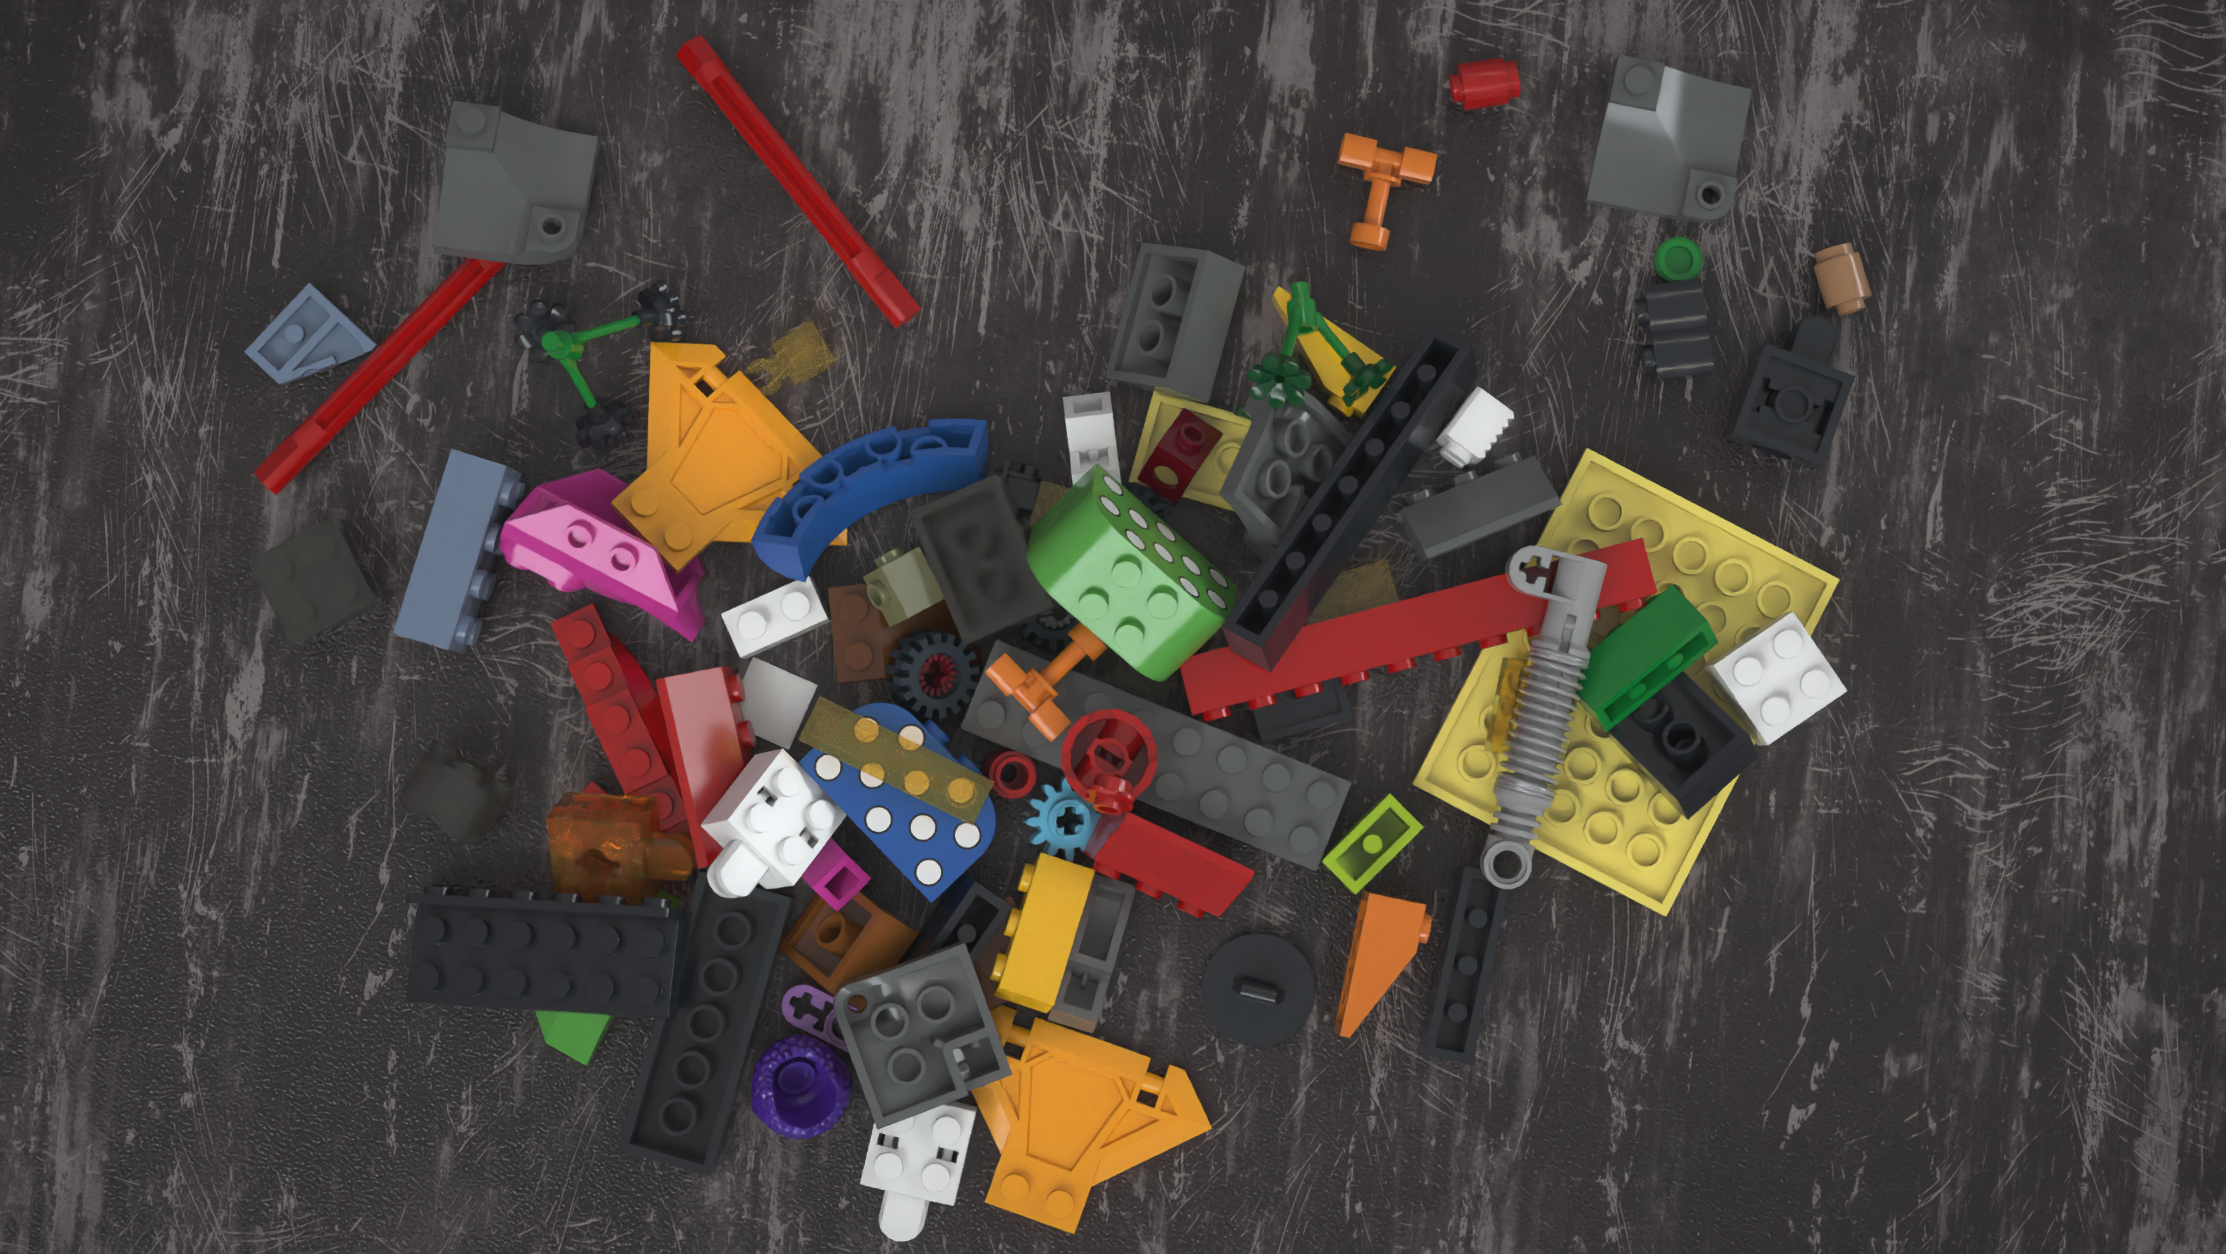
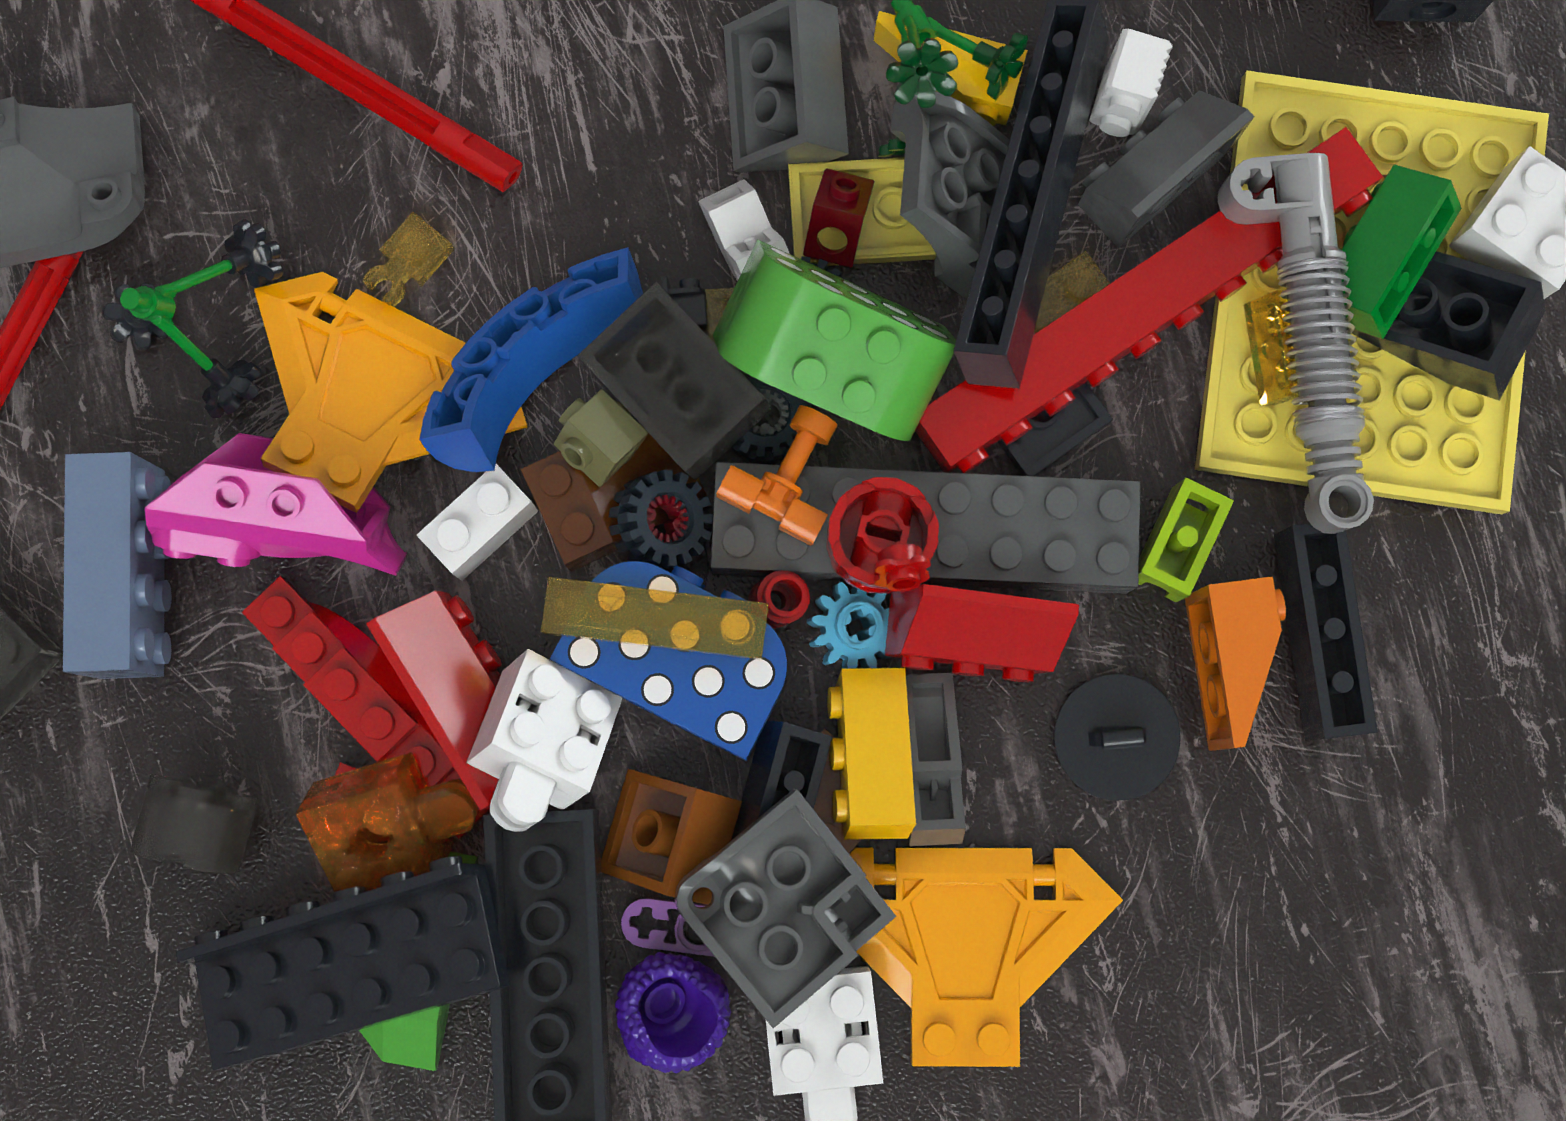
camera: 20 degrees left, 5 degrees down
(775, 702) = (507, 613): white sticker -> none
(835, 875) = (631, 769): dark pink brick -> none

